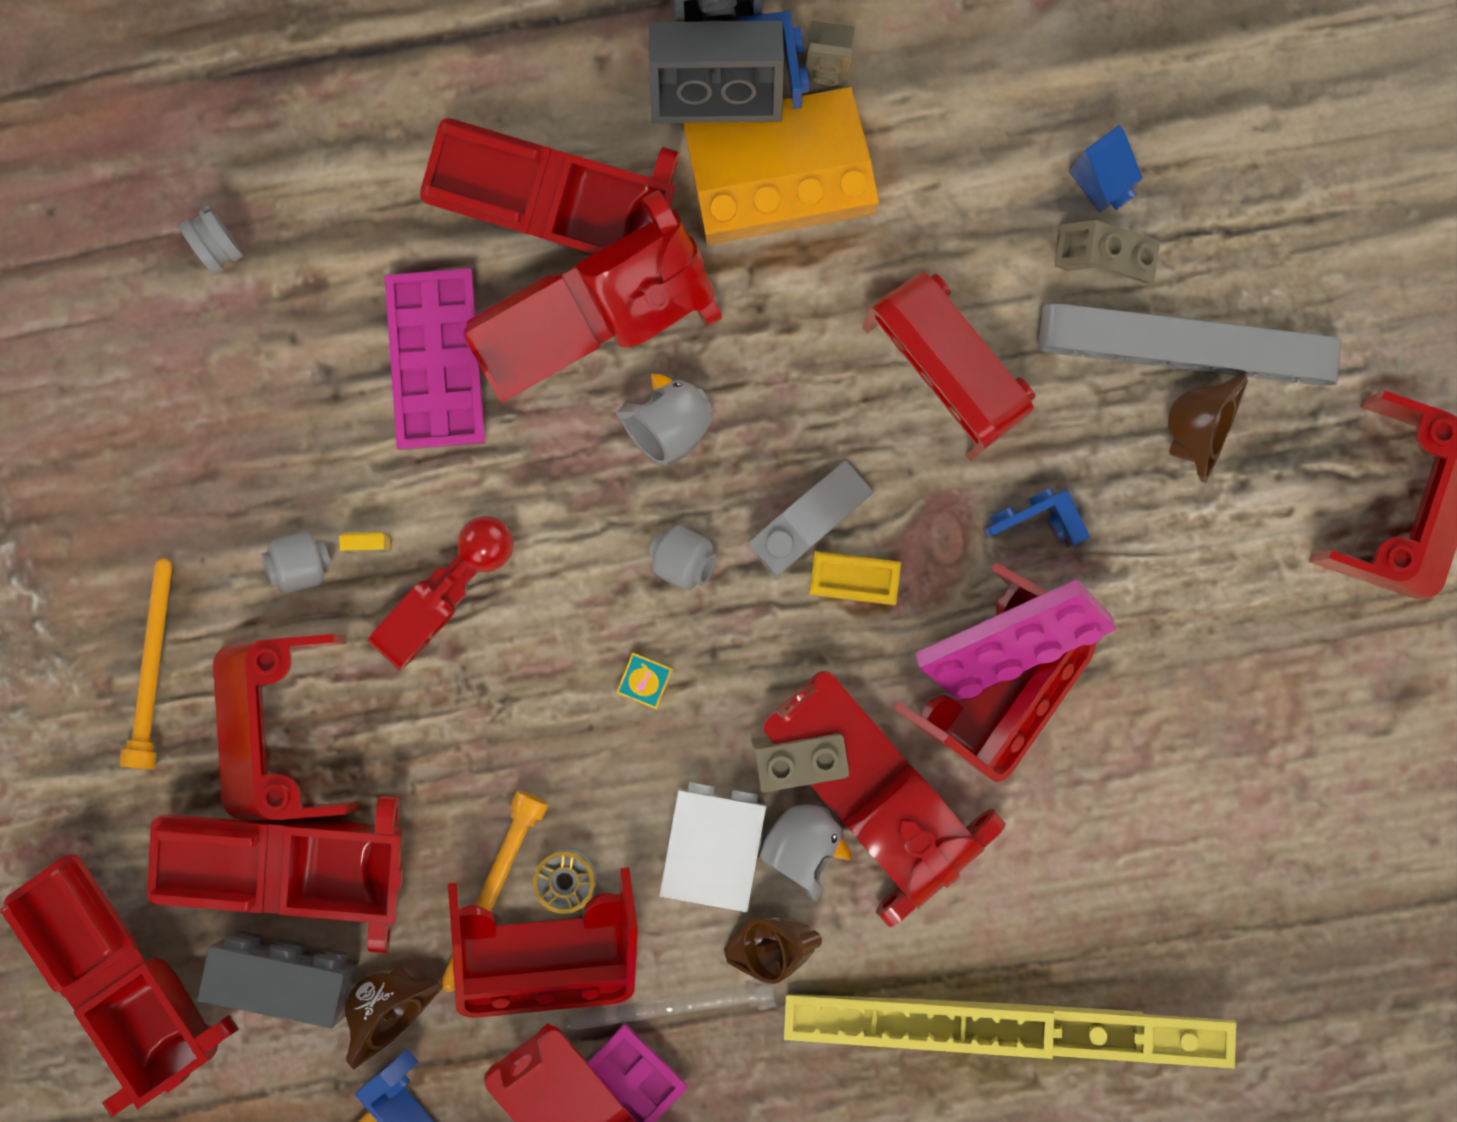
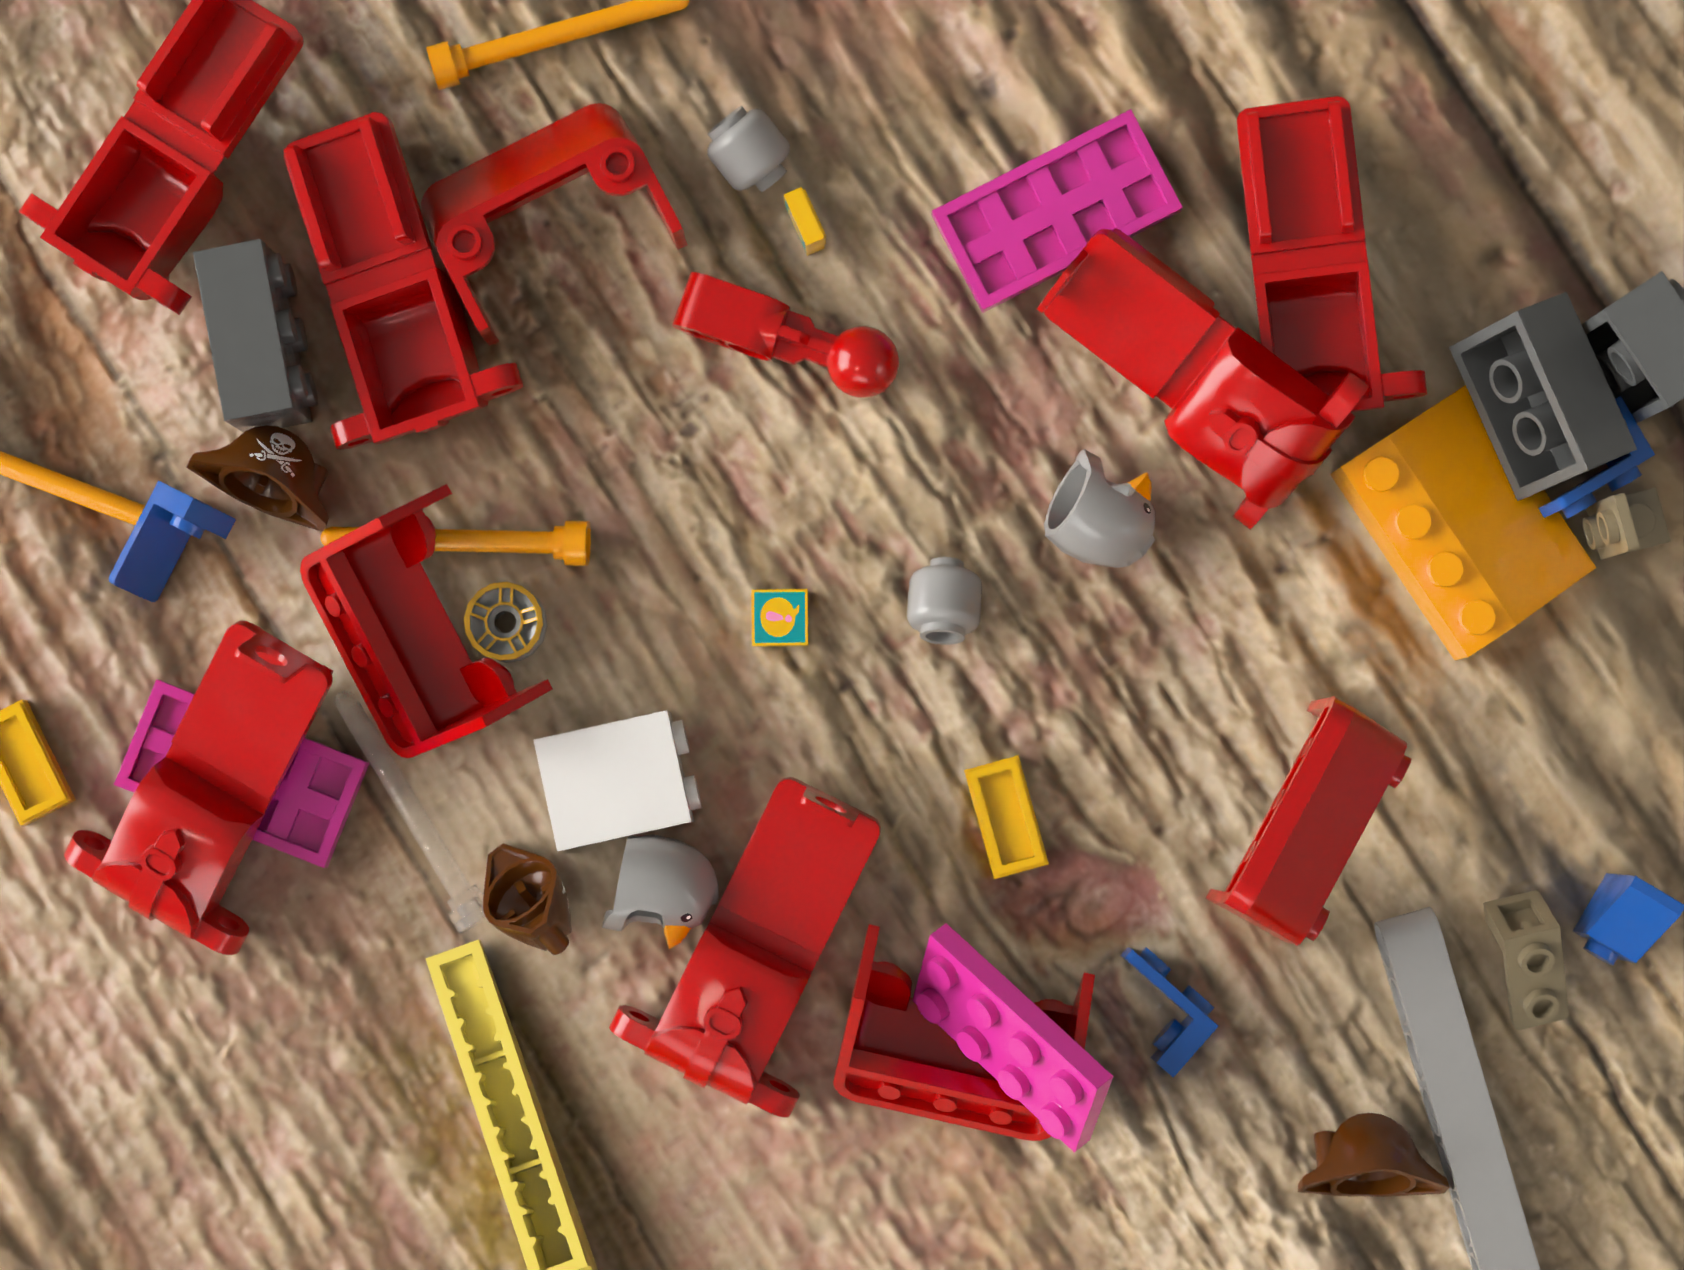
camera: 75 degrees right, 0 degrees up
(799, 761) = (760, 840): dark tan bracket -> none
(809, 519) = (1054, 733): light grey slope -> none

